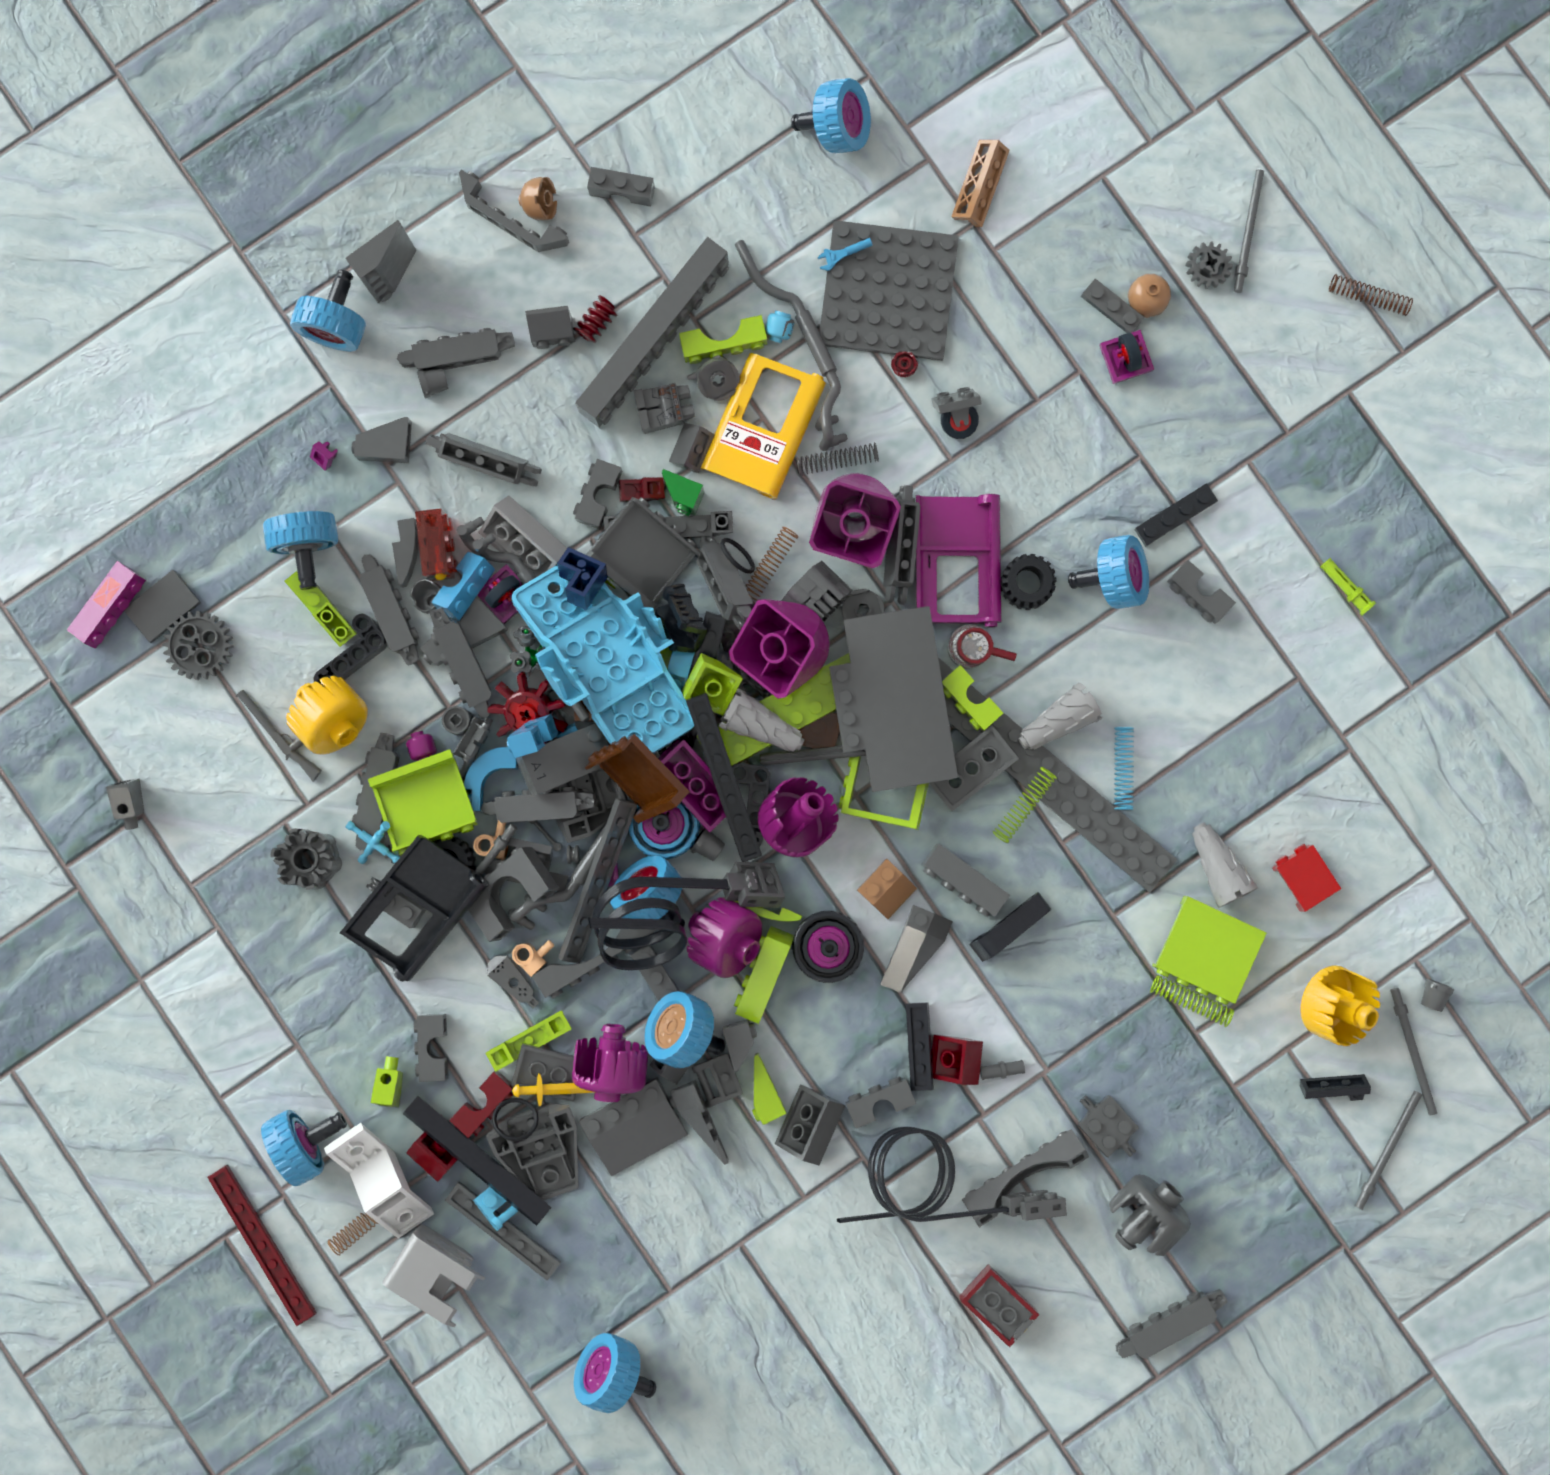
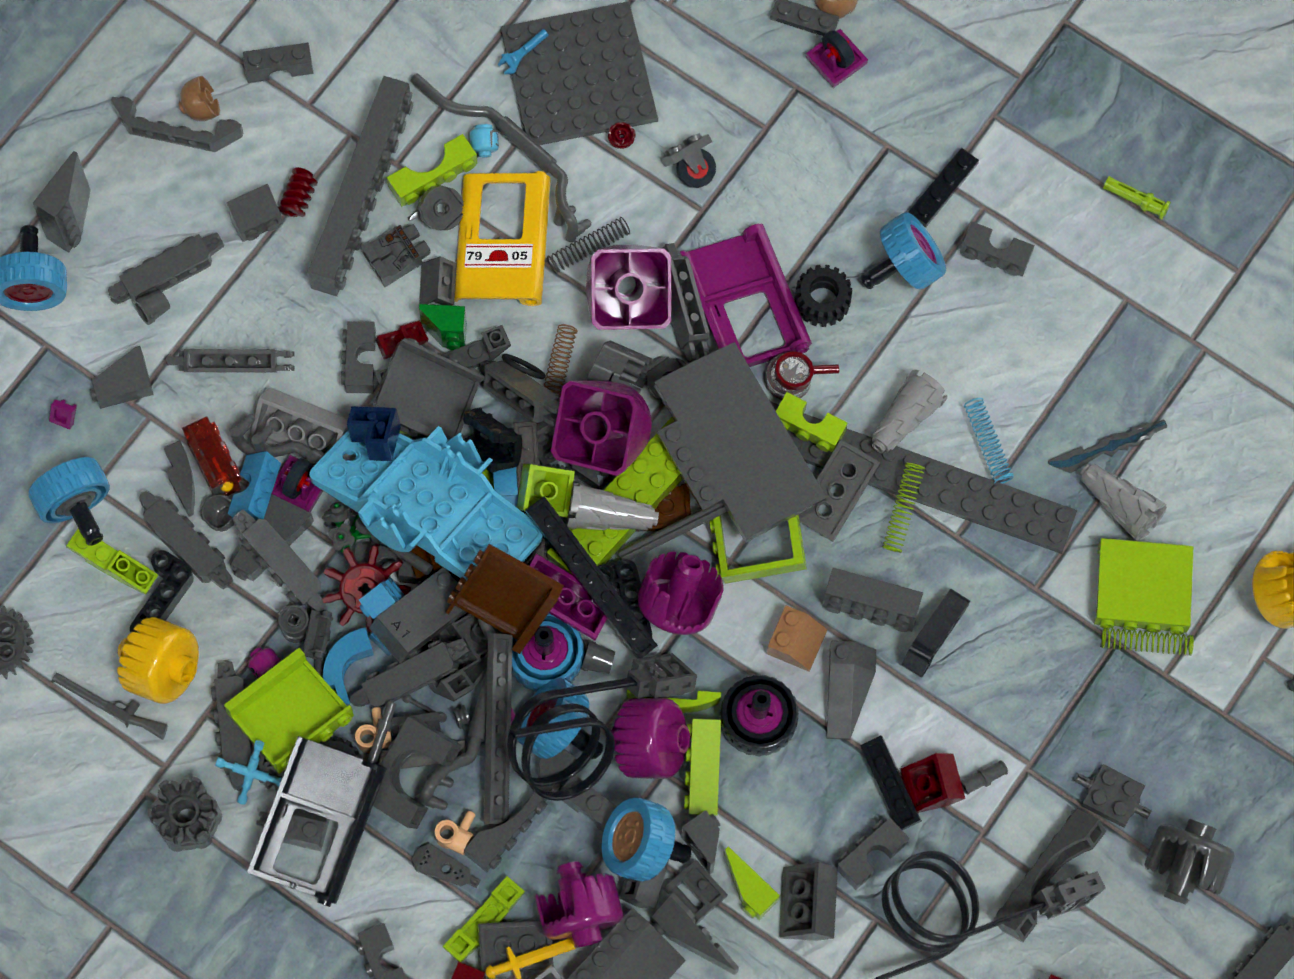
camera: 25 degrees left, 15 degrees down
(1196, 810) = (1110, 445): none -> dark grey sword
(1307, 876) = (1211, 480): red panel -> none

